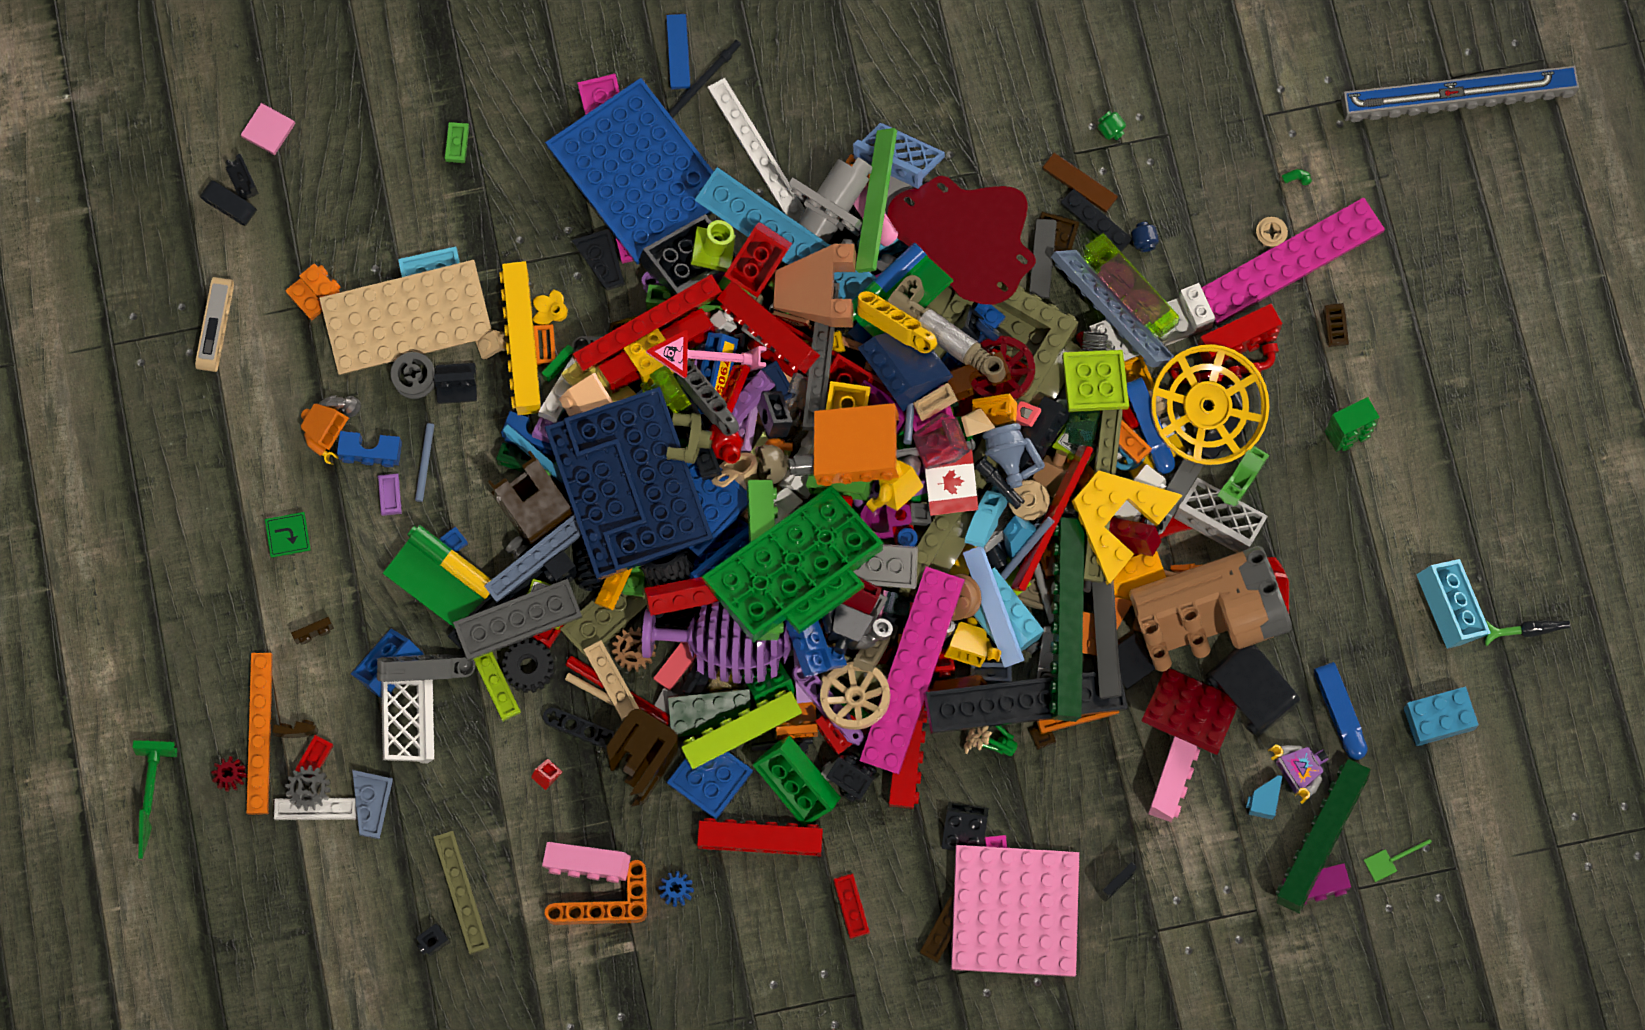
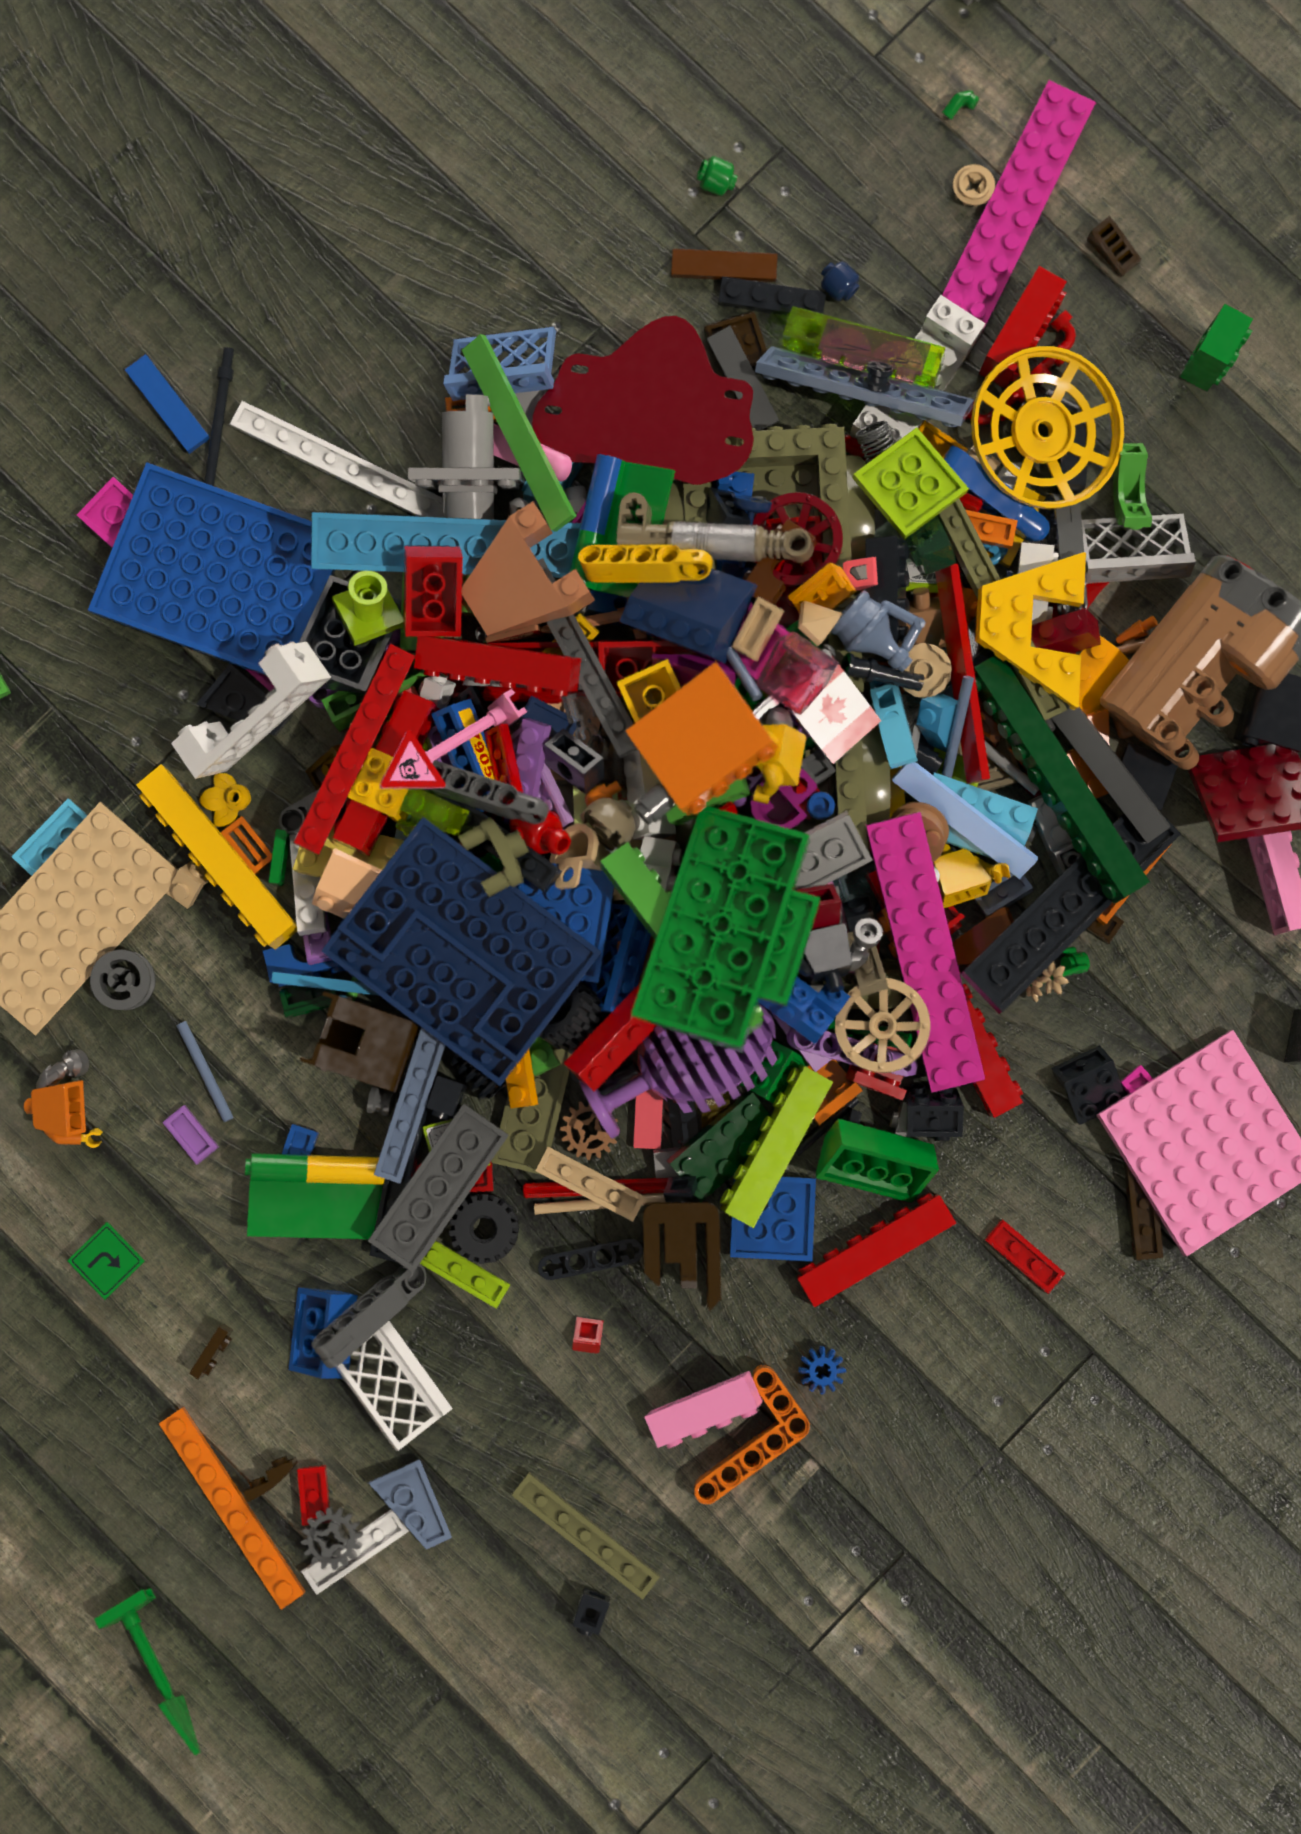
camera: 35 degrees left, 10 degrees up
(228, 781) = (222, 1587): dark red gear -> none
(385, 453) = (153, 1089): blue arch -> none
(456, 383) = (177, 956): black bracket -> none
(641, 258) = (295, 675): none -> white plate
(665, 716) = (680, 1189): none -> black plate
(1123, 306) = (878, 376): none -> black wheel

